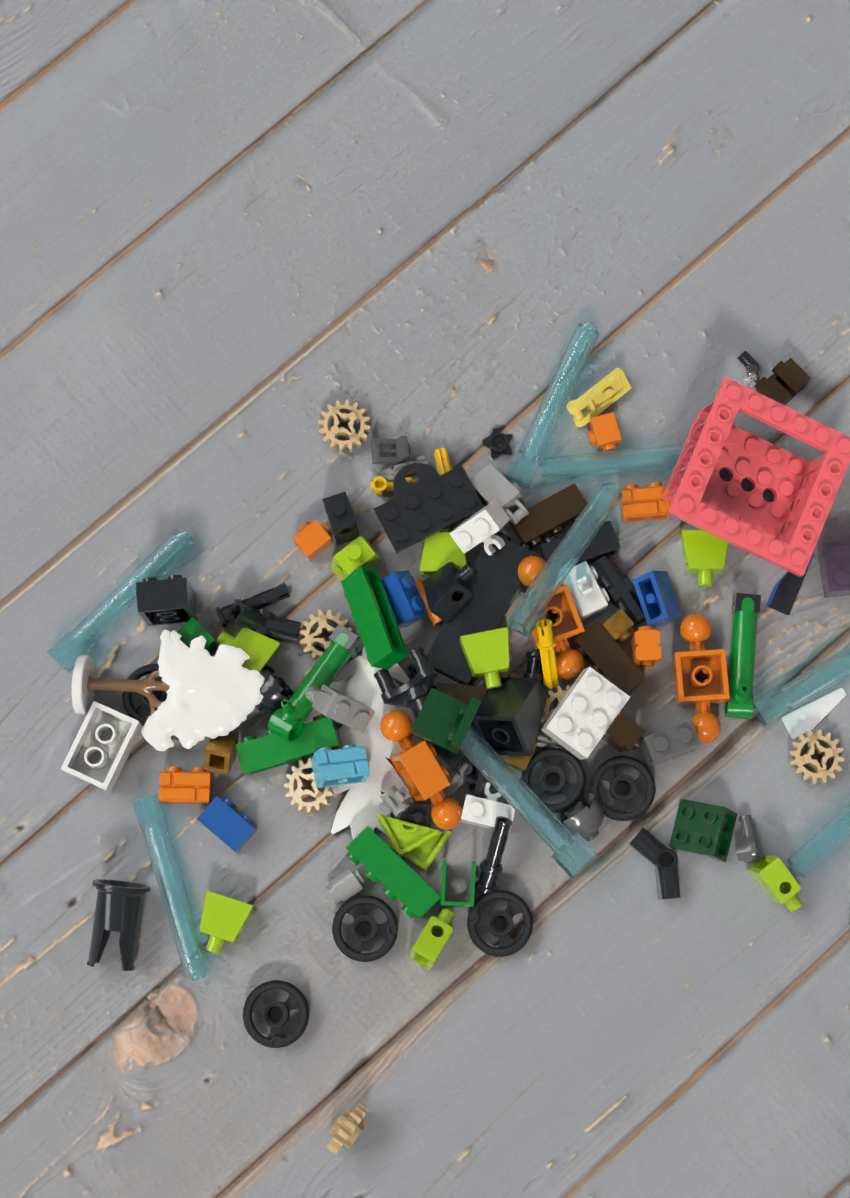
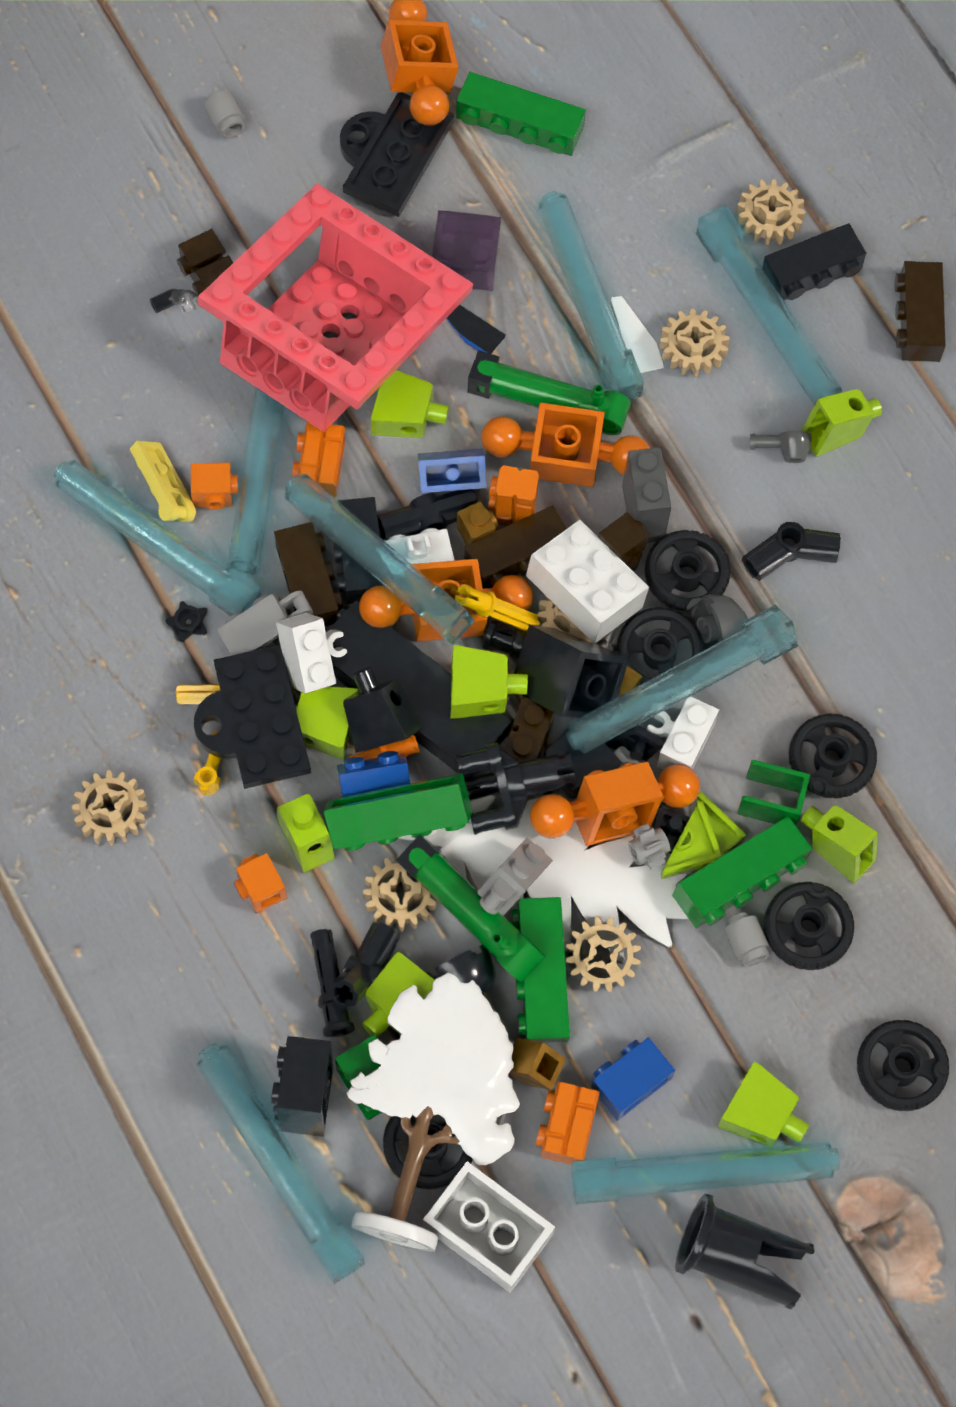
camera: 85 degrees left, 10 degrees down
(340, 766) = (591, 900): medium azure brick -> none
(341, 517) = (237, 835): black torso -> none
(390, 451) = (162, 754): dark grey bracket -> none
(390, 474) = (191, 746): light grey axle -> none
(445, 720) = (566, 738): dark green bracket -> none
(492, 865) = (758, 745): black pin -> none
(703, 829) = (757, 492): dark green bracket -> none

